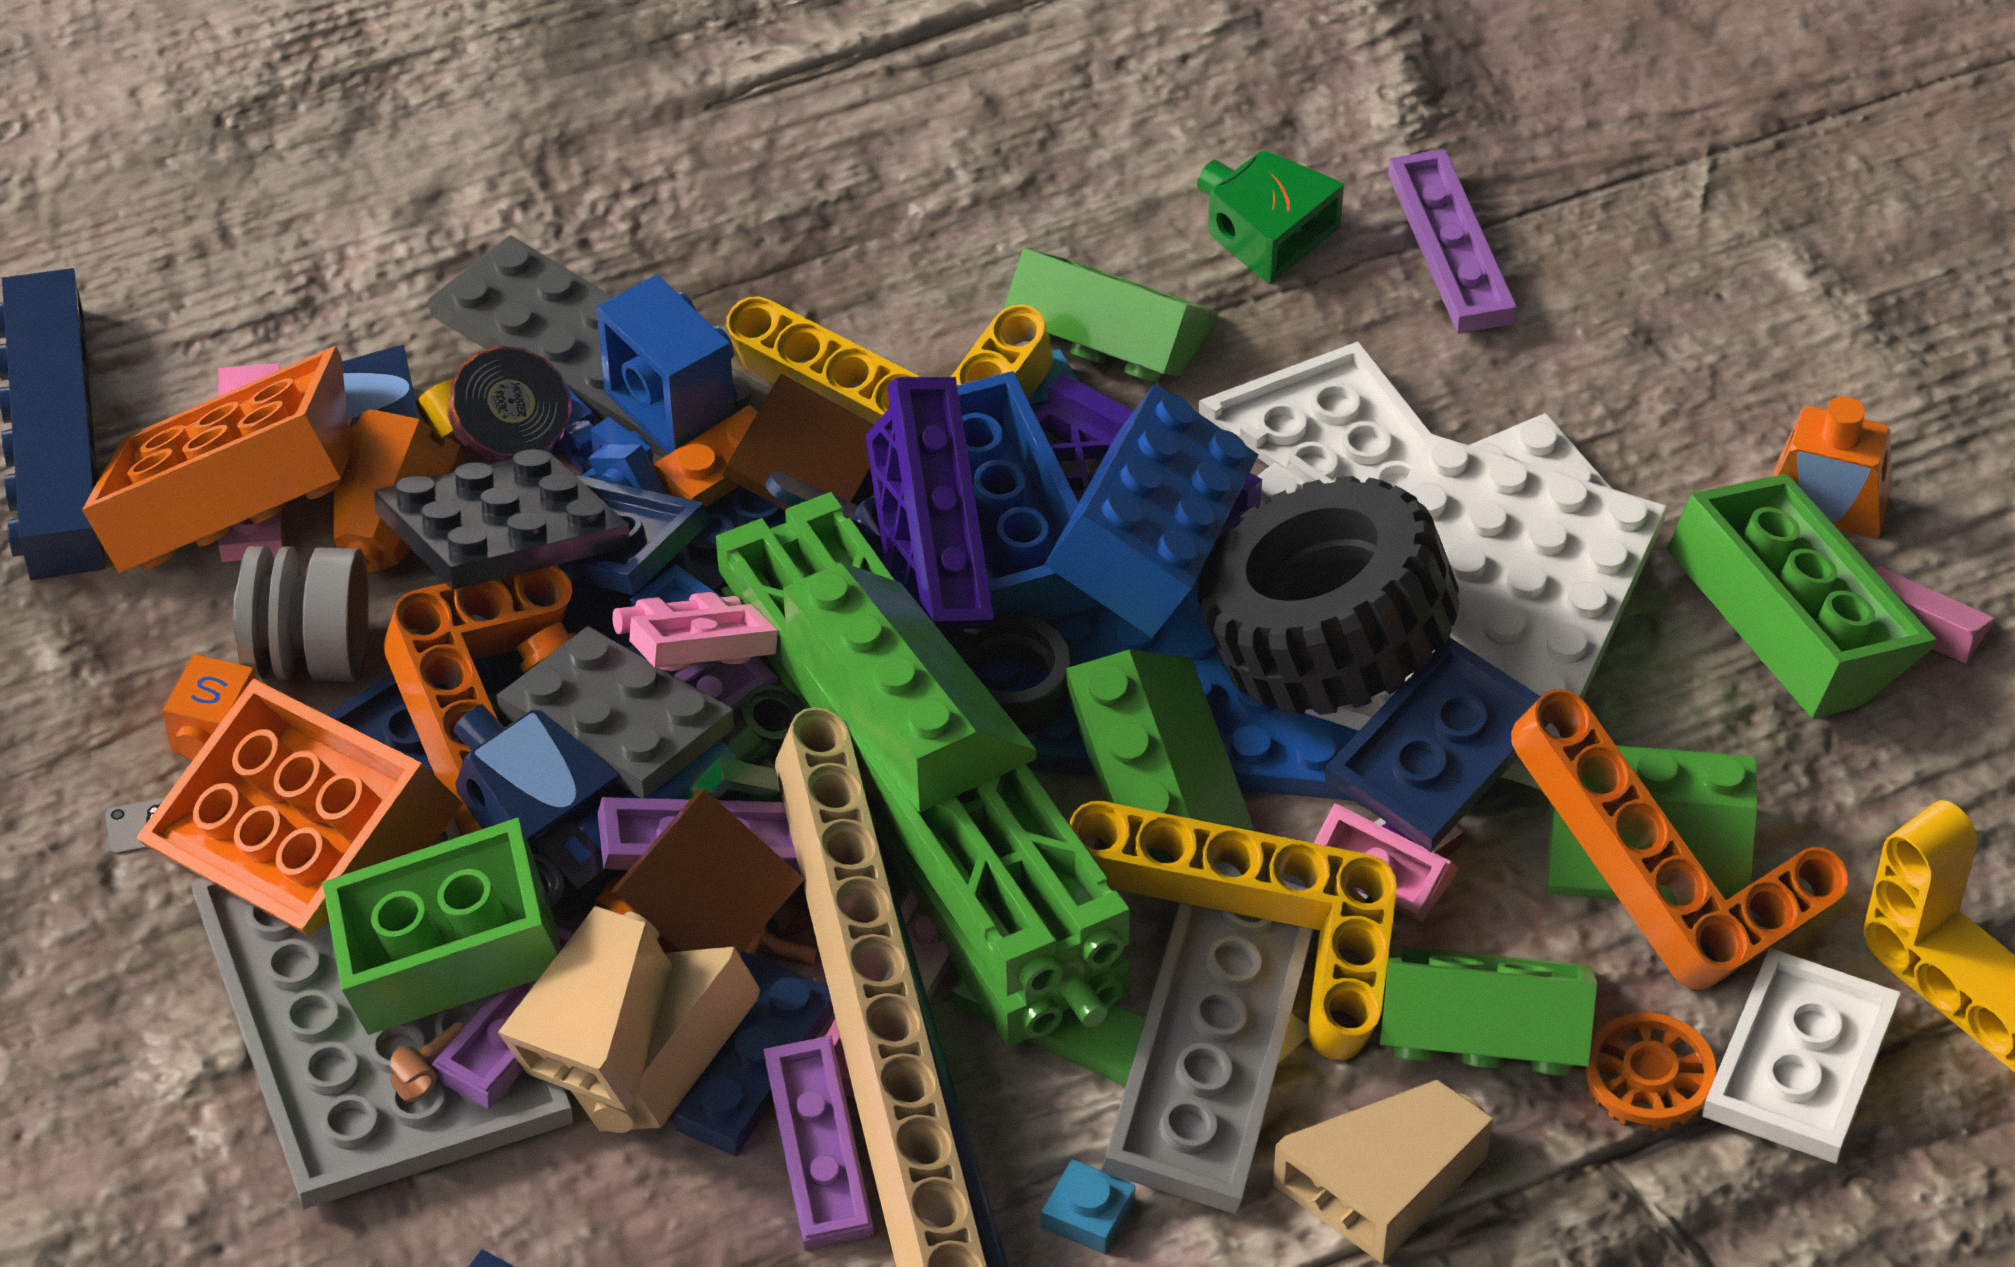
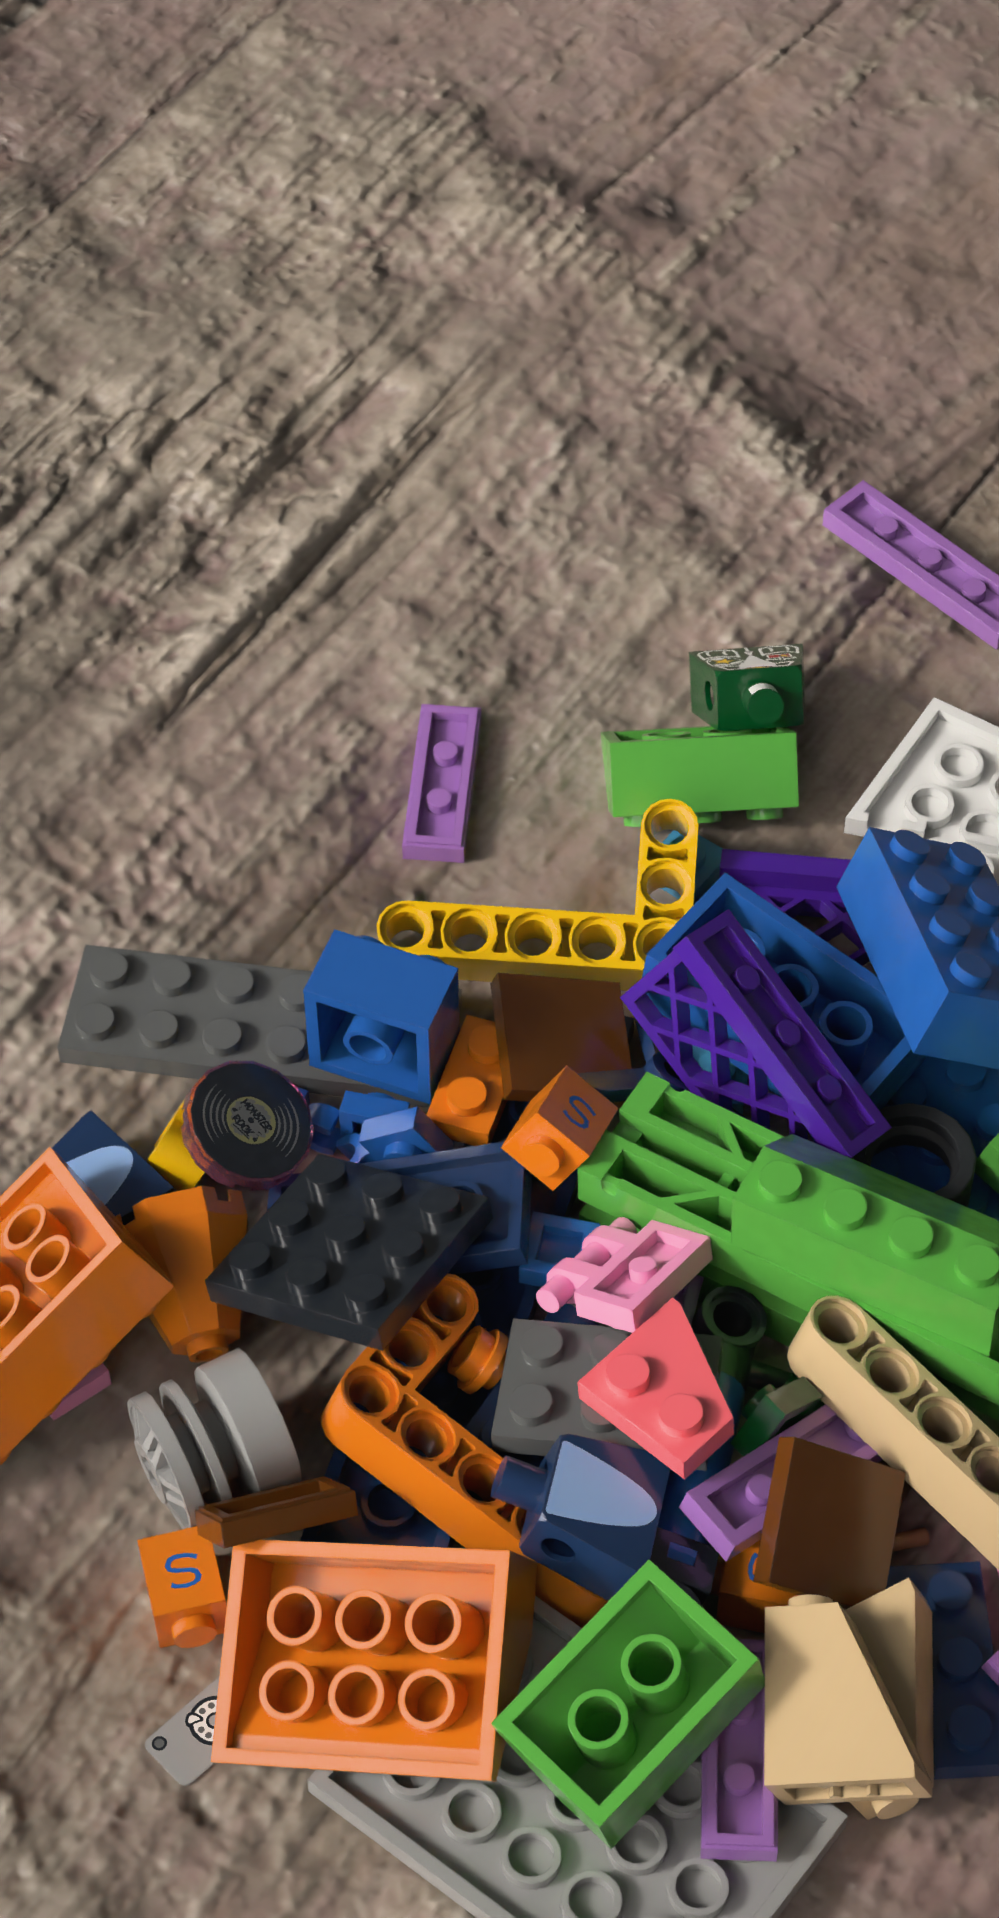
camera: 30 degrees left, 5 degrees up
(301, 676) = (275, 1512): none -> reddish brown tile
(412, 1070) = (687, 1866): nougat hand -> none
(640, 715) = (662, 1392): none -> coral wing
(727, 498) = (559, 1128): none -> orange brick
(895, 239) = (442, 783): none -> medium lavender tile
(1198, 266) = (749, 687): none -> dark green torso
(1270, 211) = (755, 599): green torso -> none

